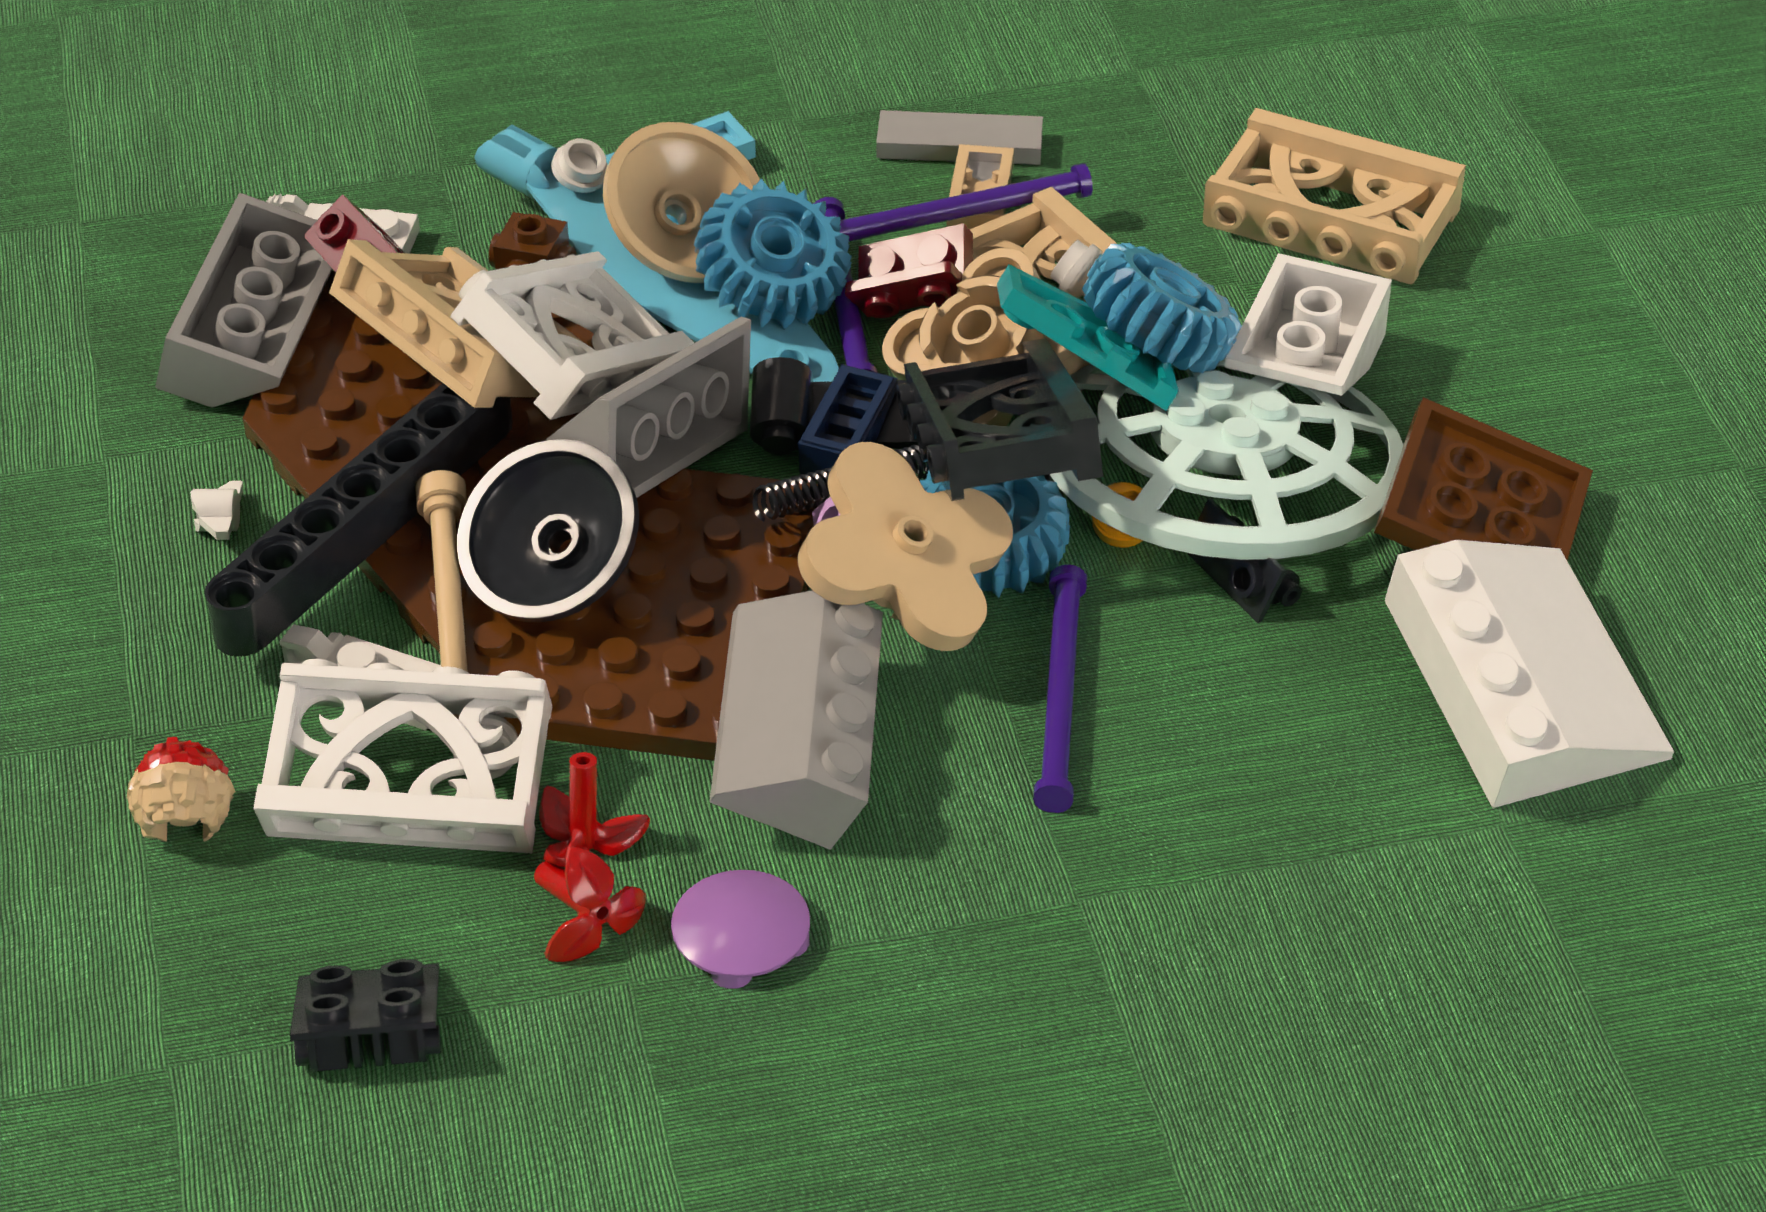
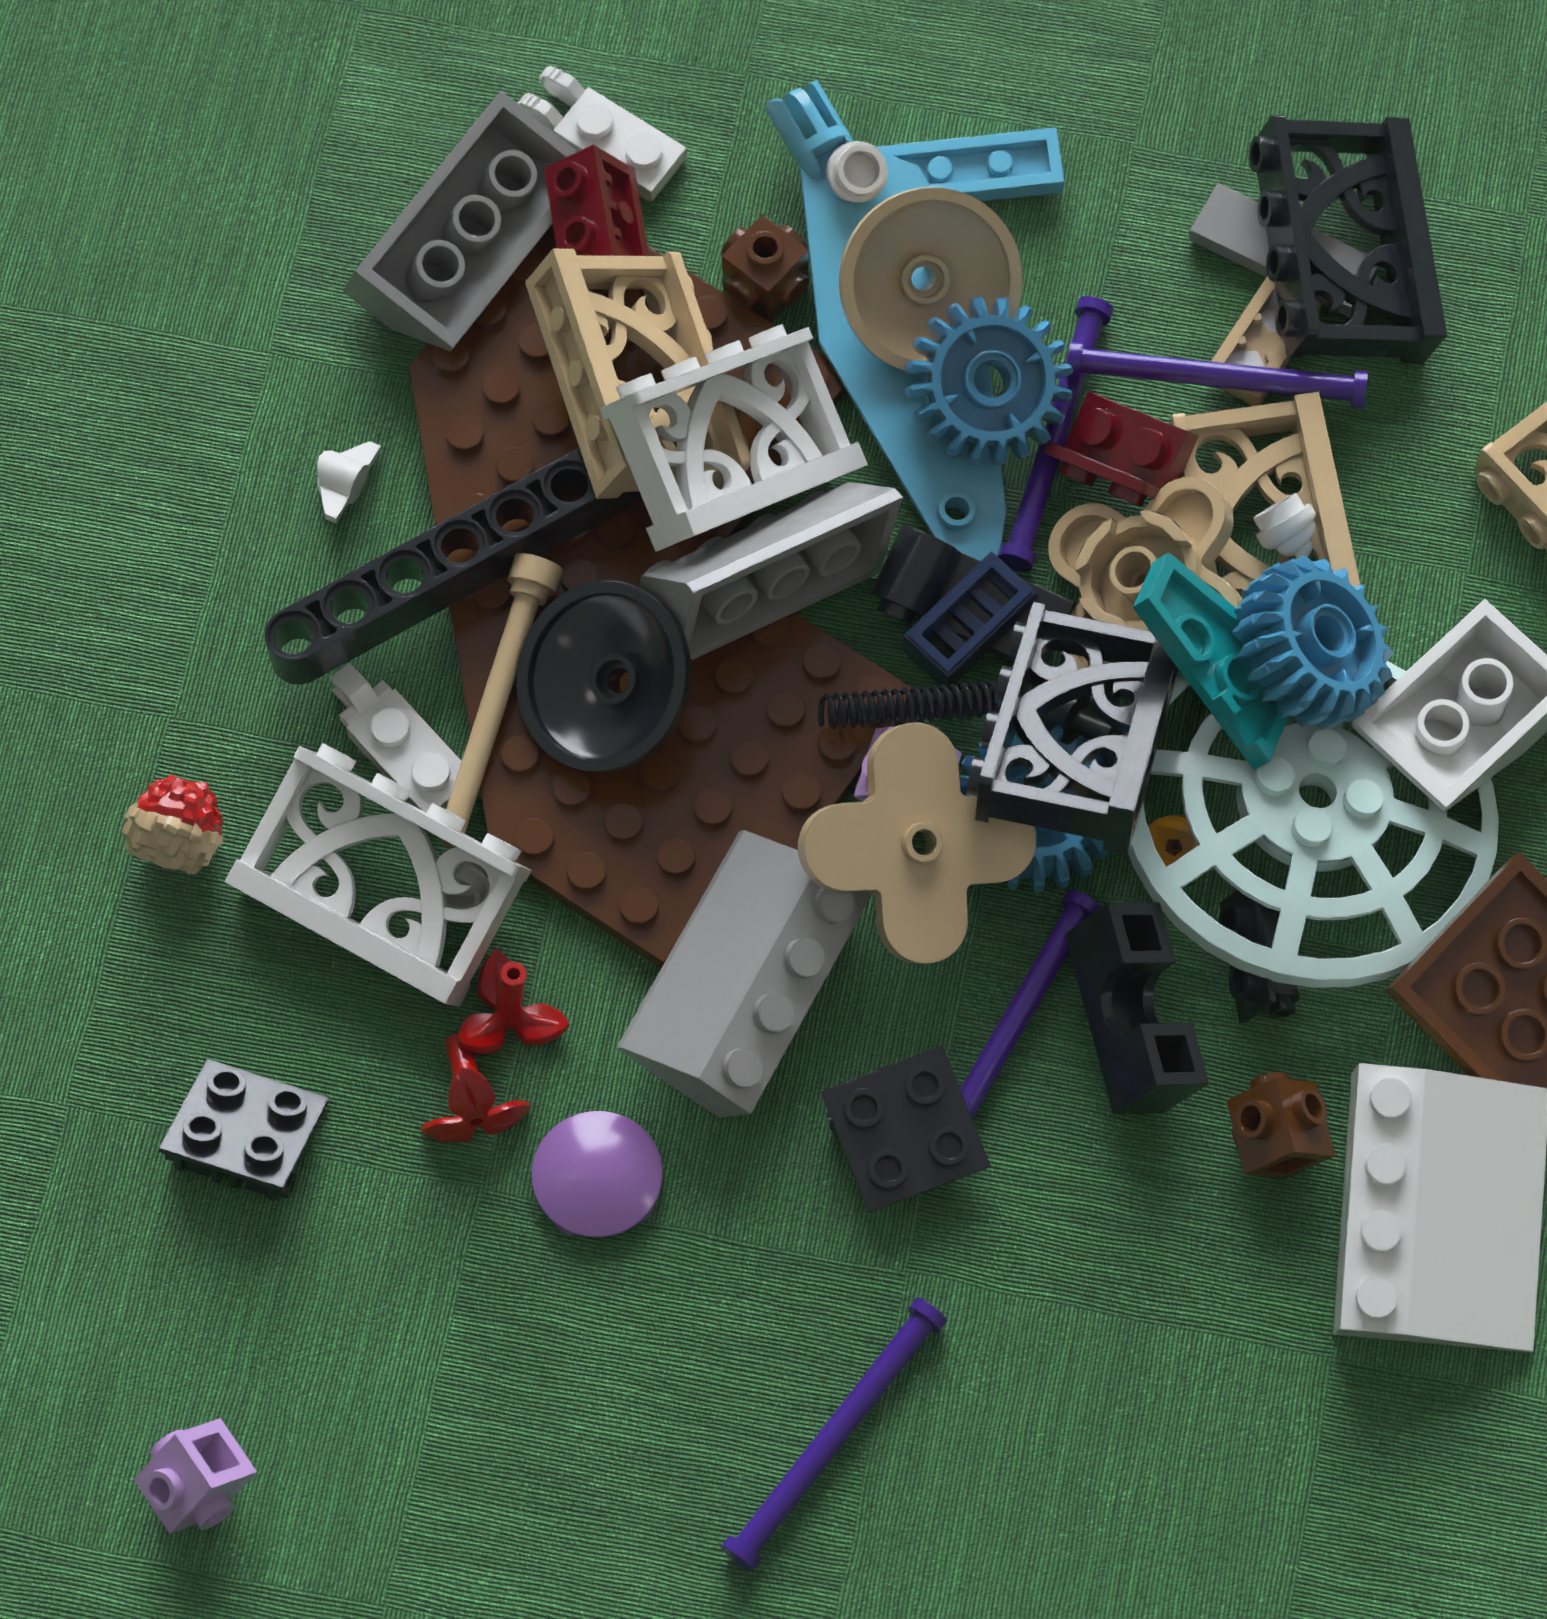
camera: 25 degrees right, 25 degrees up
(1013, 778) = (905, 1129): none -> black hinge
(1062, 1165) = (833, 1435): none -> dark purple bar
(1065, 117) = (1306, 269): none -> black fence
(1130, 595) = (1116, 965): none -> black arch
(1349, 658) = (1280, 1126): none -> reddish brown brick

